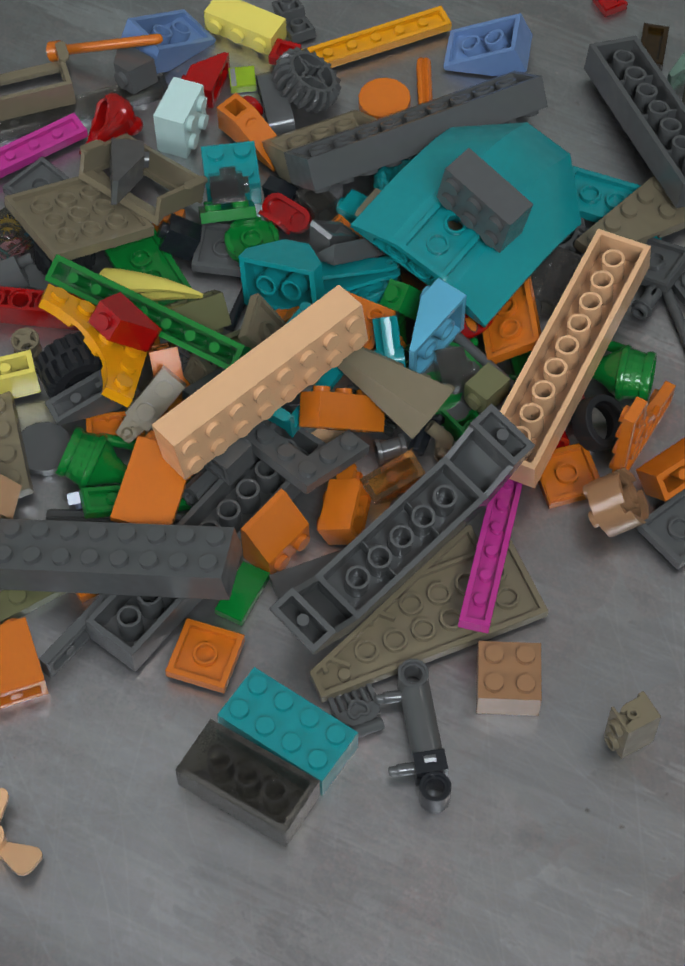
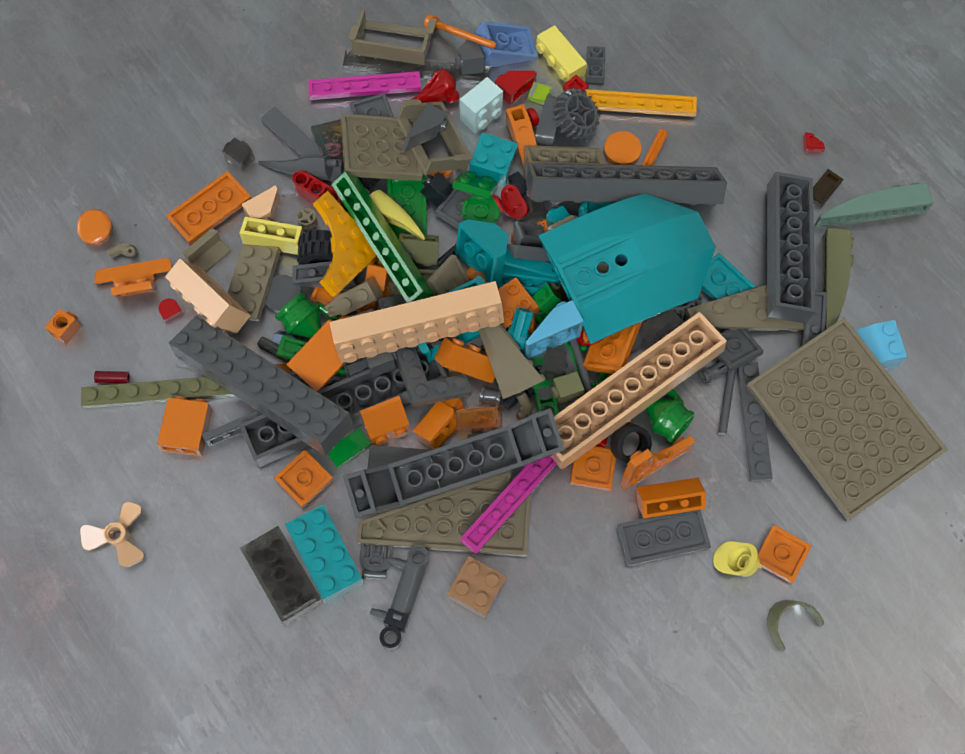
camera: 25 degrees right, 10 degrees up
(124, 323) = (359, 239): red slope -> none
(228, 185) = (481, 169): clear smoke brick -> none
(484, 200) = (624, 263): dark grey brick -> none
(490, 47) = (712, 142): medium blue slope -> none
(616, 503) = (609, 505): medium nougat brick -> none
(632, 726) = (532, 660): dark tan hinge -> none

